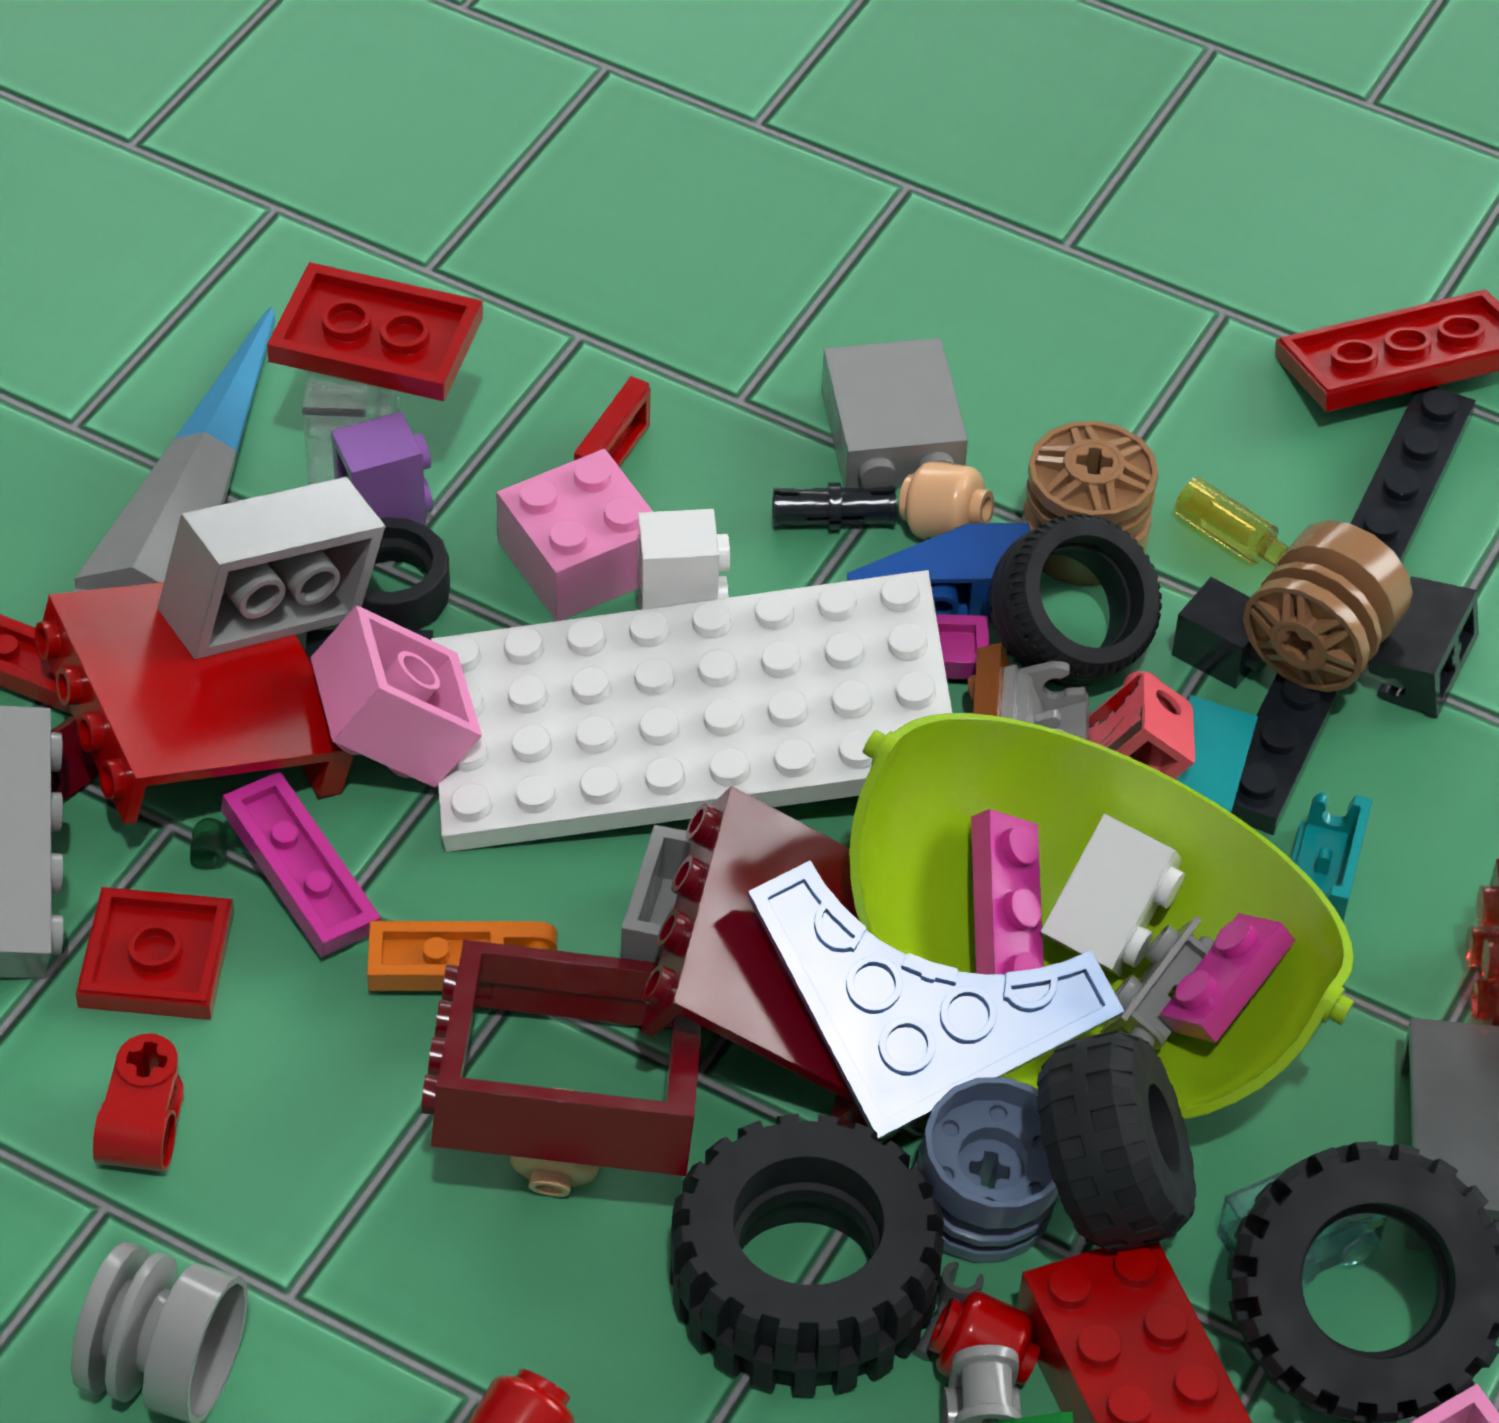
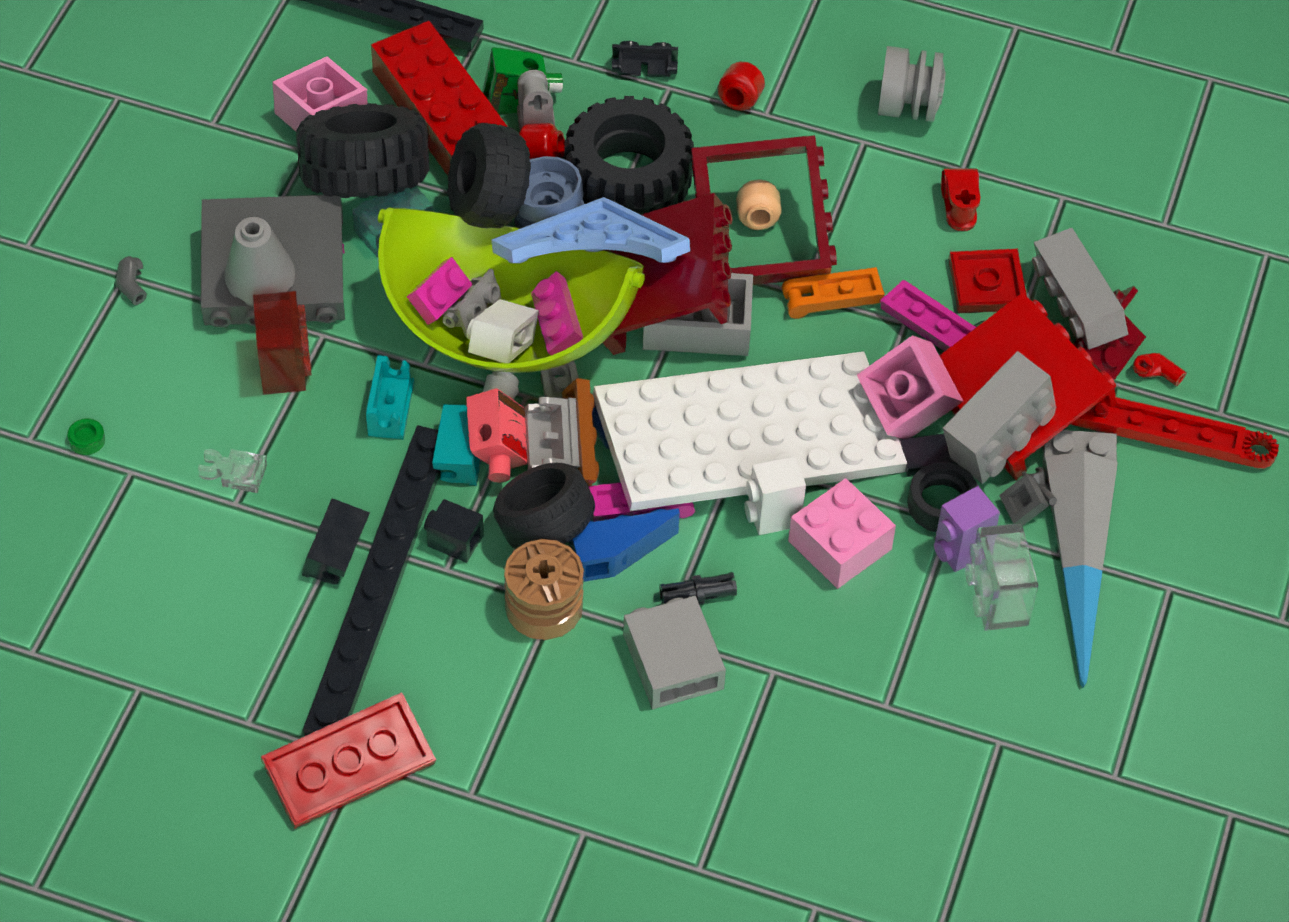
camera: 170 degrees right, 5 degrees up
(375, 331) = (995, 565): red plate -> none
(621, 423) = (841, 607): red tile -> none
(944, 498) = (630, 589): light nougat head -> none
(1229, 522) = (455, 613): clear yellow cylinder -> none
(1328, 606) = (396, 502): medium nougat wheel -> none

